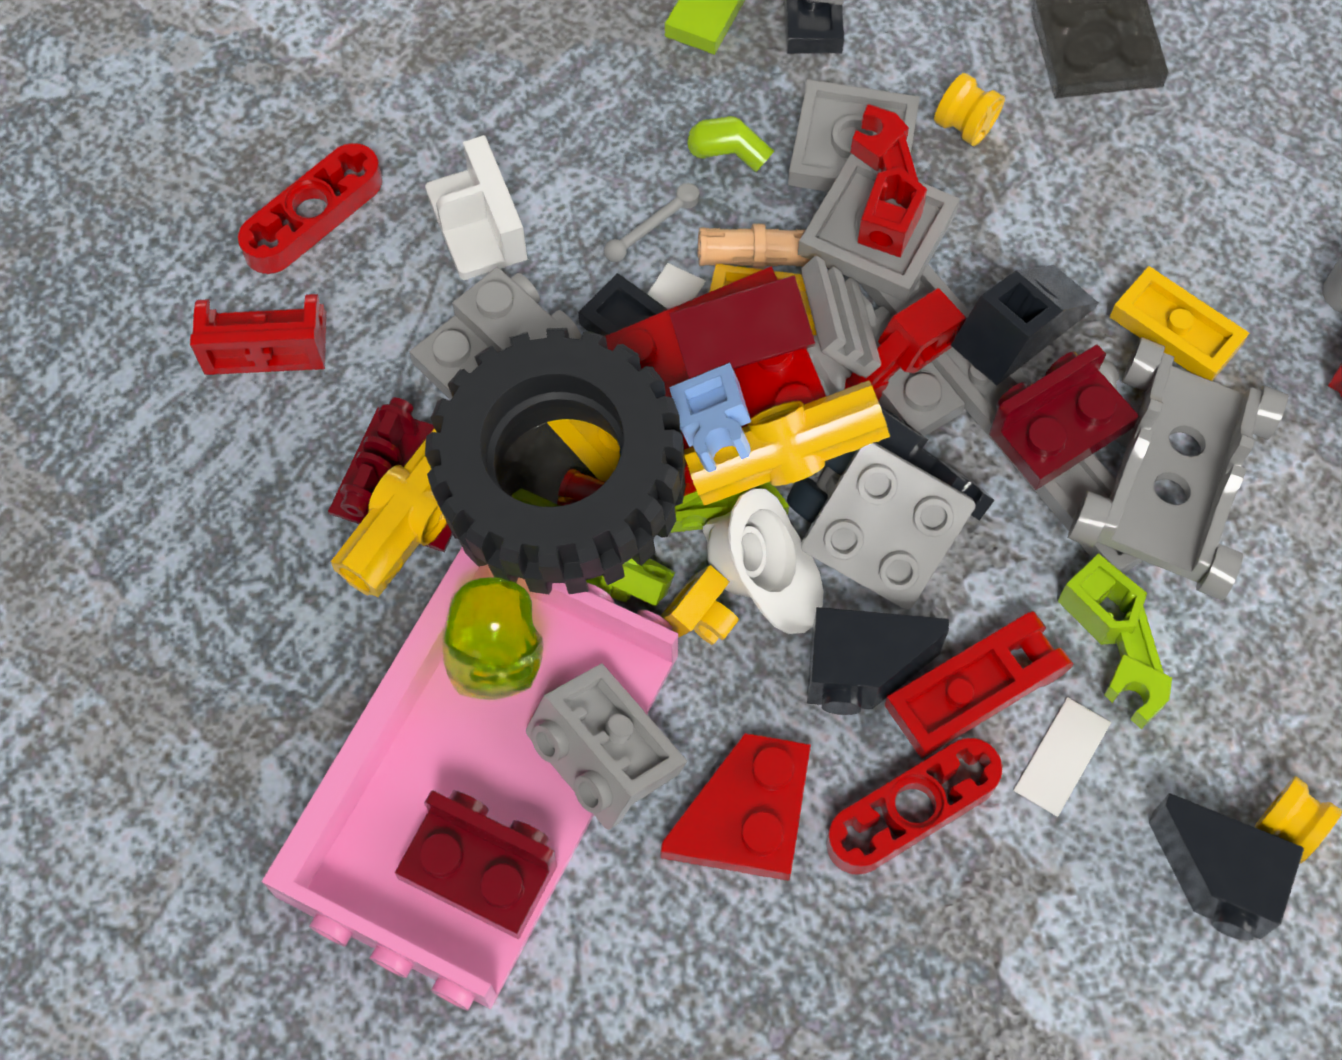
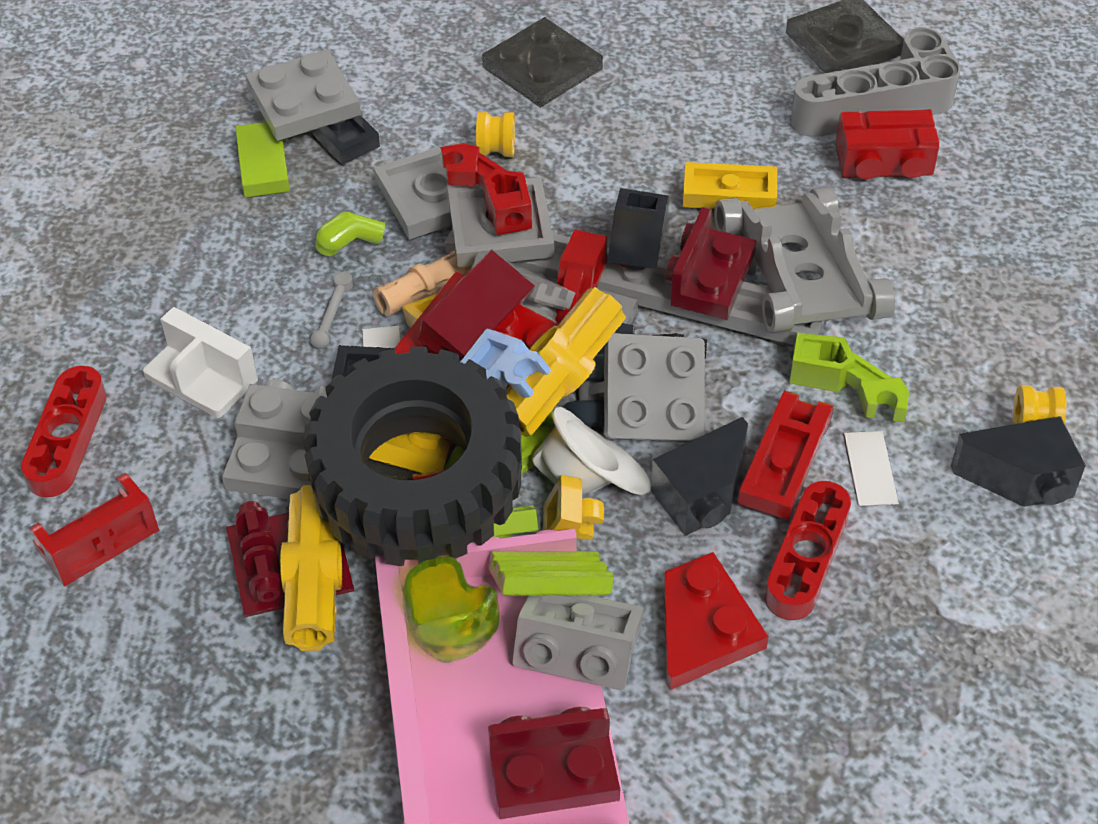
camera: 35 degrees left, 15 degrees down
(623, 664) = (550, 573): none -> lime tile

